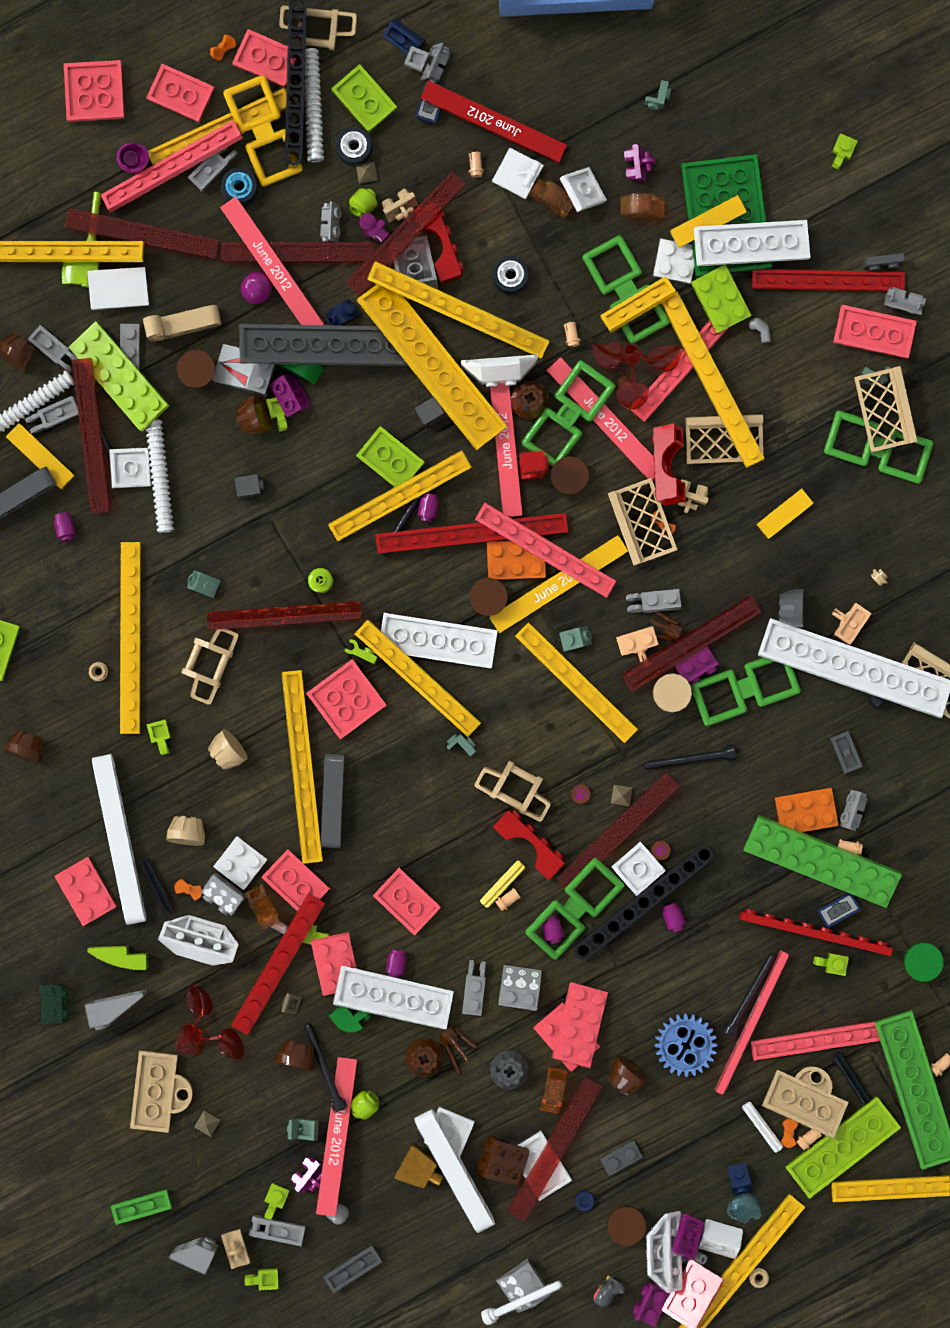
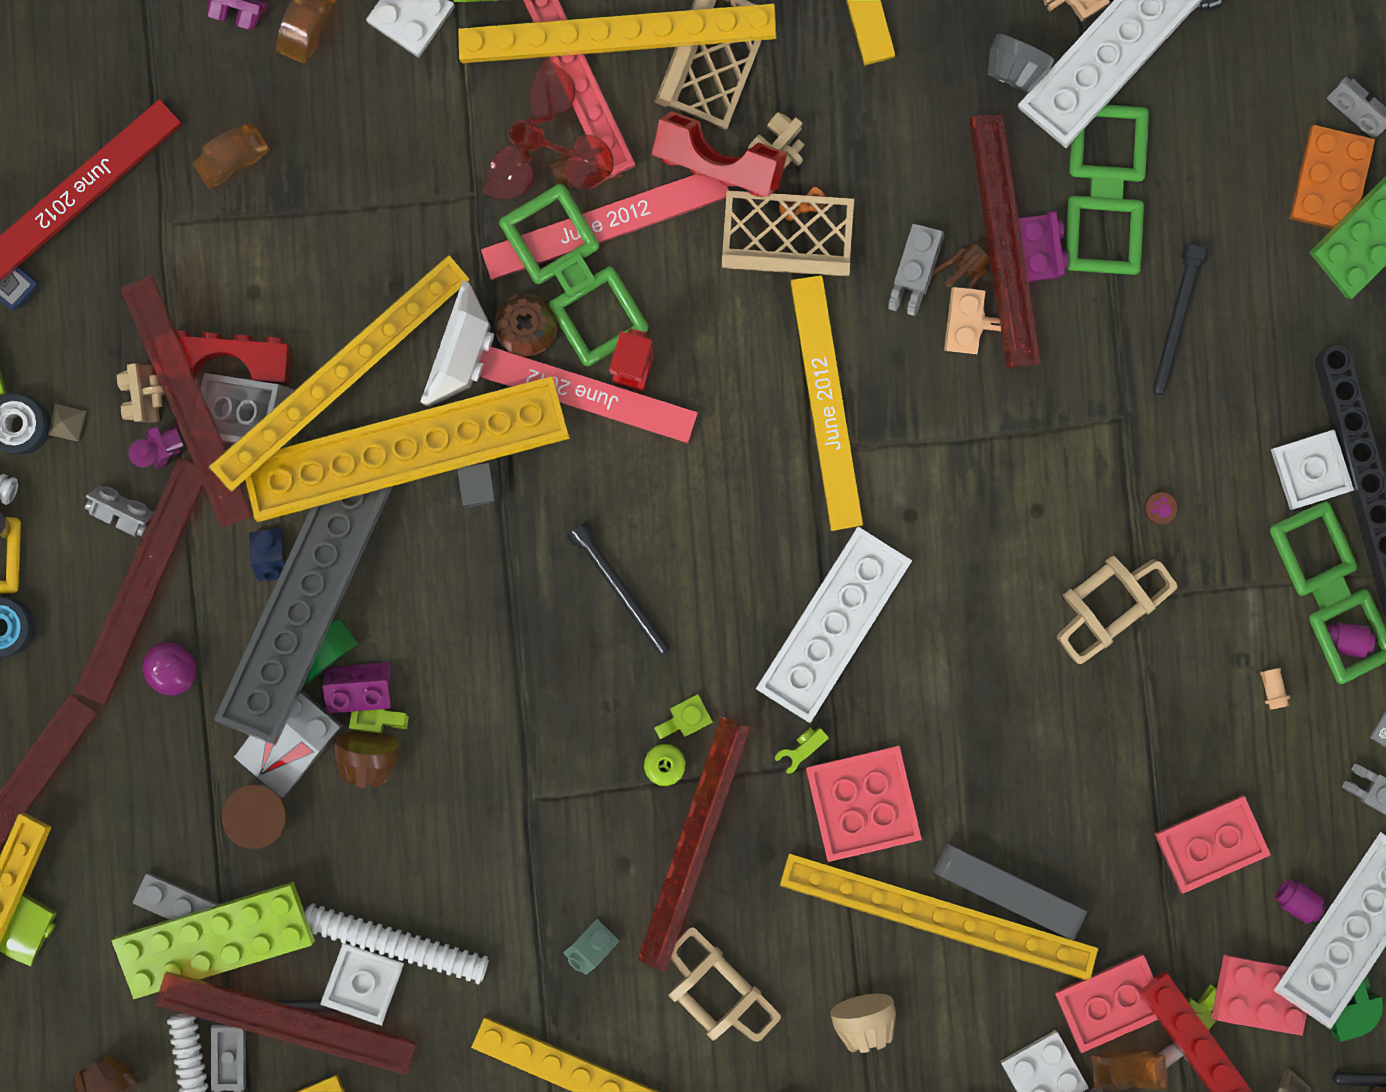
camera: 70 degrees left, 0 degrees up
(51, 347) = (121, 1025): light grey hinge -> none
(118, 288) = (75, 883): white tile -> none
(182, 323) = (173, 808): tan beam -> none
(249, 486) = (470, 812): dark grey brick -> none
(270, 263) = (140, 630): coral tile -> none
(352, 583) = (688, 717): none -> lime plate
(362, 202) = (109, 447): lime head -> none
(389, 458) = (523, 576): lime plate -> none
(399, 495) = (586, 586): yellow tile -> none
(417, 678) = (878, 680): yellow tile -> none
(428, 507) = (623, 550): magenta brick -> none
(463, 534) = (692, 502): red plate -> none
(466, 744) = (1013, 648): sand green bracket -> none
(475, 164) = (129, 251): light nougat pin -> none
(488, 597) = (802, 517): reddish brown piece -> none
(502, 884) = (1247, 686): light yellow axle -> none
(506, 285) = (306, 260): wheel -> none
(512, 562) = (761, 451): orange plate -> none
(517, 173) = (170, 192): white plate -> none
(545, 550) = (767, 400): coral tile -> none
(547, 861) = (1168, 635): red arch -> none
(569, 475) = (669, 313): reddish brown piece -> none
(571, 334) = (454, 217): light nougat pin -> none
(576, 638) = (921, 412): sand green bracket -> none
(576, 682) = (988, 441): yellow tile -> none
(583, 189) = (238, 102): white tile -> none
(621, 795) = (1188, 447): dark tan slope -> none
(621, 827) = (1239, 470): clear red plate -> none
(624, 286) = (420, 105): bright green bar -> none
(638, 304) = (452, 95): yellow plate -> none
(660, 850) = (1297, 424): copper tile -> none
(672, 693) = (1069, 301): tan piece -> none
(846, 752) = (1269, 79): dark grey plate -> none

